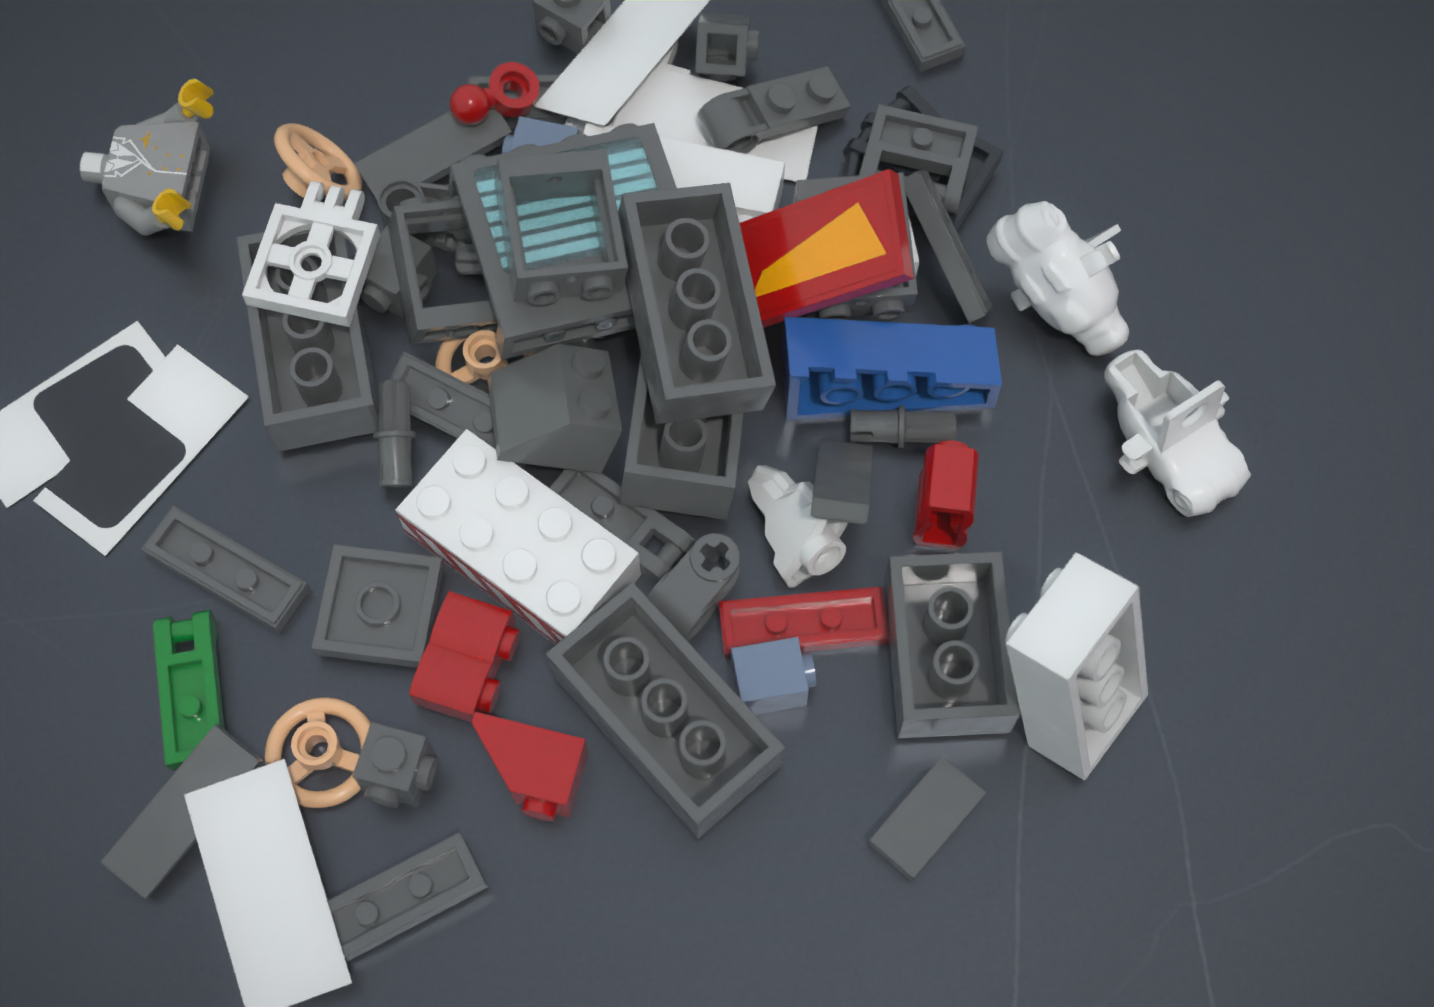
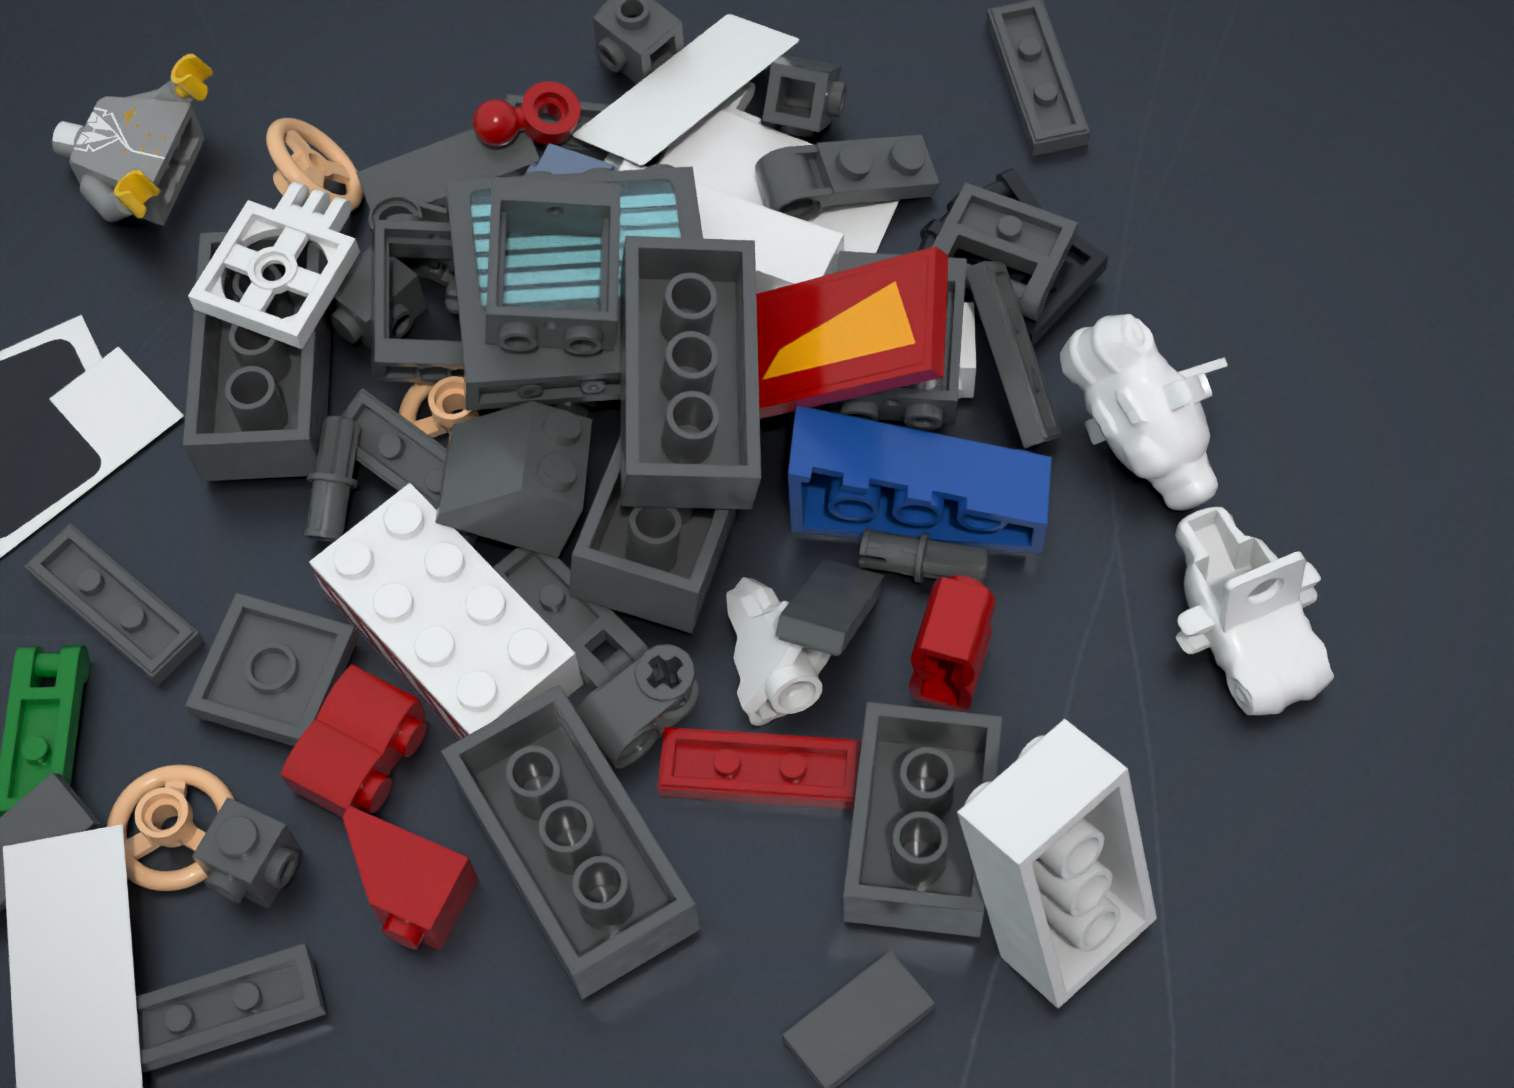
camera: 15 degrees right, 5 degrees down
(772, 675) = (706, 823): sand blue brick -> none

